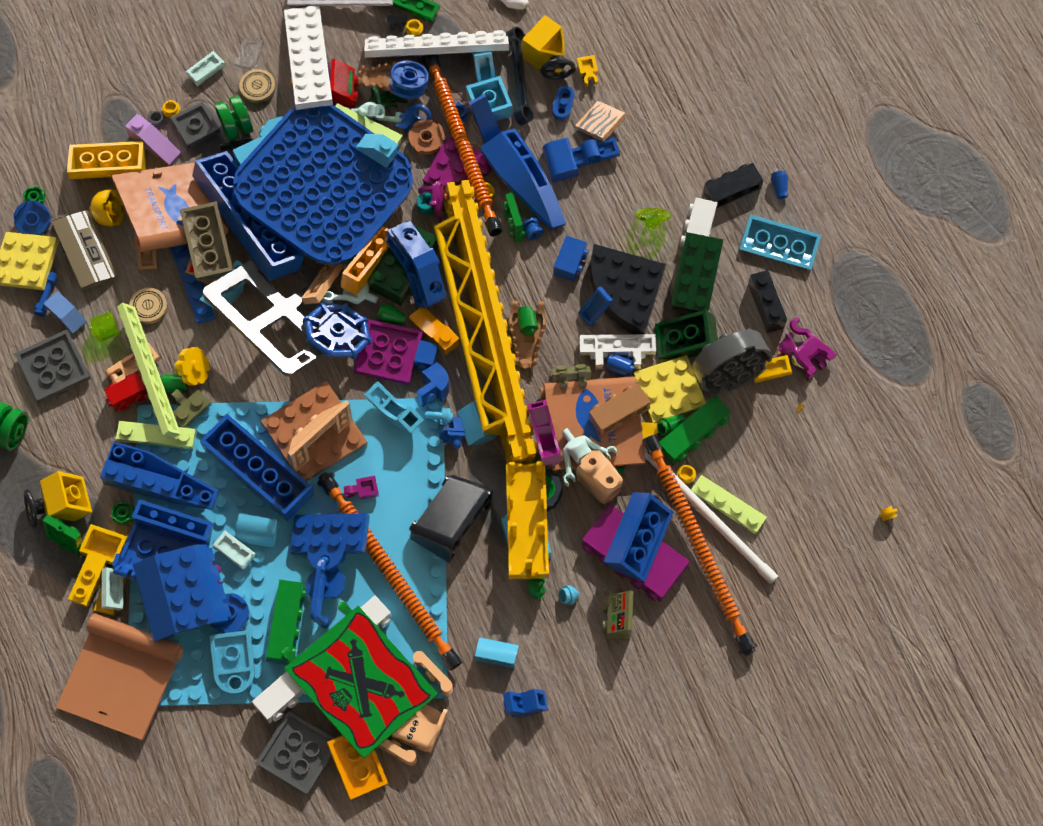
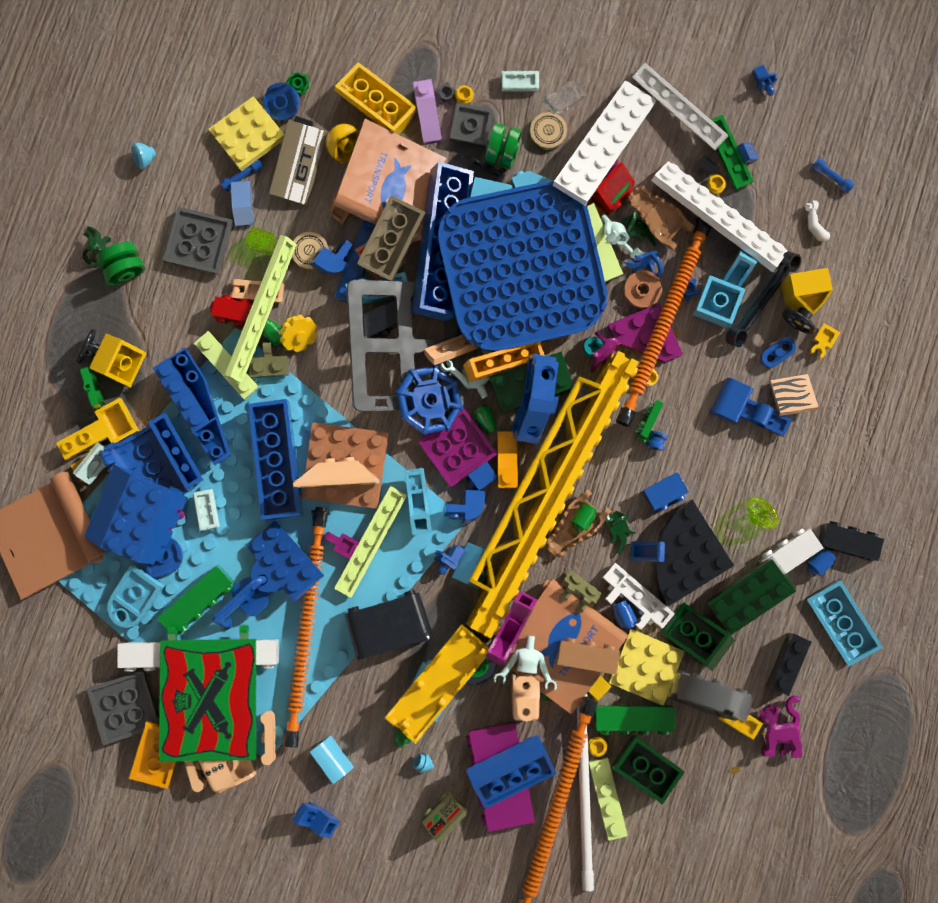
camera: 40 degrees right, 15 degrees up
(118, 509) = (150, 401): green plate -> none
(171, 298) = (329, 262): none -> blue brick
(249, 306) = (380, 321): none -> black brick
(257, 530) = (235, 509): medium azure brick -> none
(378, 148) = (589, 273): medium azure slope -> none
(383, 469) = (370, 542): none -> yellowish green plate
(408, 79) = (660, 235): blue wheel -> none
(444, 416) = (452, 540): medium azure plate -> none
(484, 118) = (698, 320): blue tile -> none
(523, 175) = (688, 391): blue wedge -> none
(560, 310) = (617, 526): none -> dark green piece
(668, 424) = (619, 697): green cone -> none
(725, 215) = (821, 562): none -> blue brick
(736, 455) = (647, 769): none -> dark green brick
(780, 183) = (890, 573): blue cone -> none

